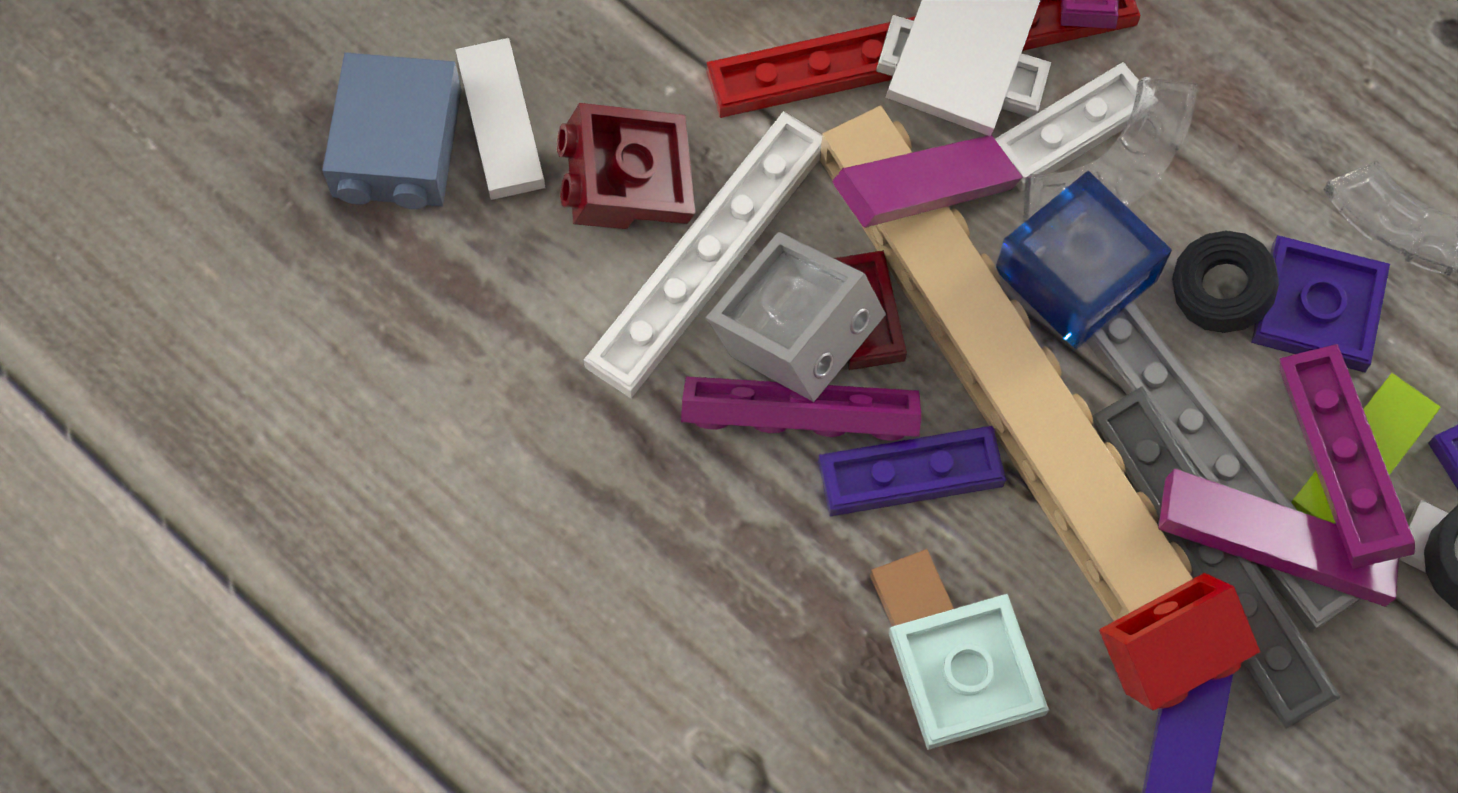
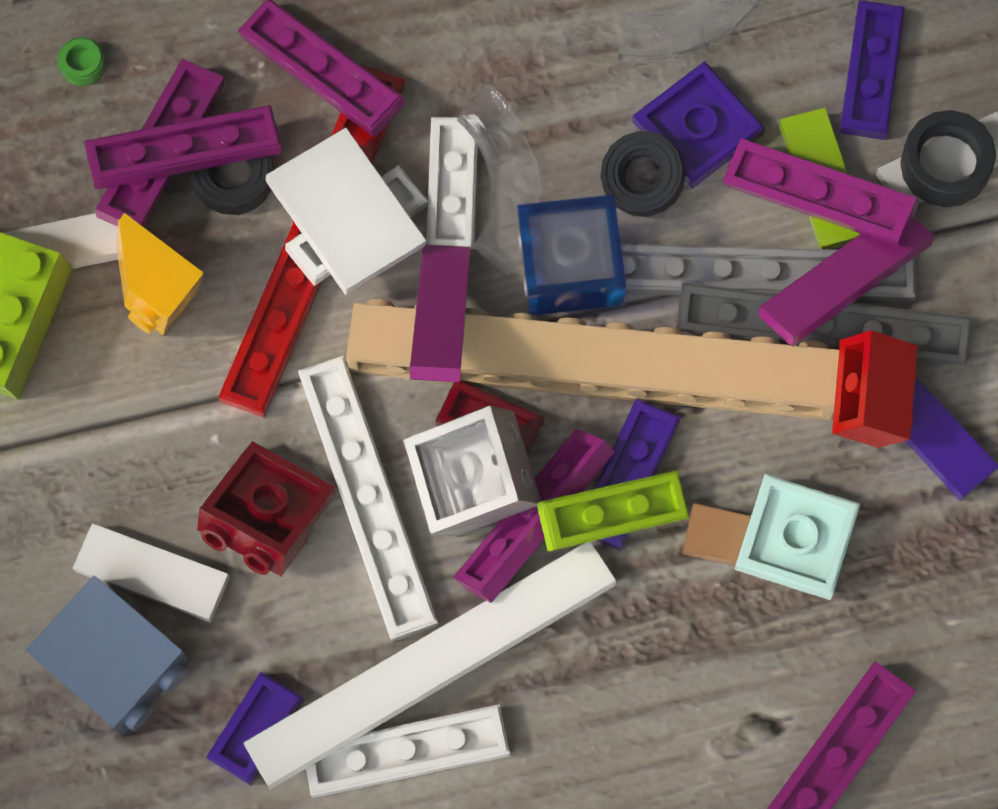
camera: 50 degrees left, 5 degrees up
(414, 301) = (261, 708): none -> dark purple tile
(487, 448) = (412, 751): none -> white tile
(587, 411) = (429, 665): none -> white tile
(858, 473) = (612, 510): none -> lime tile

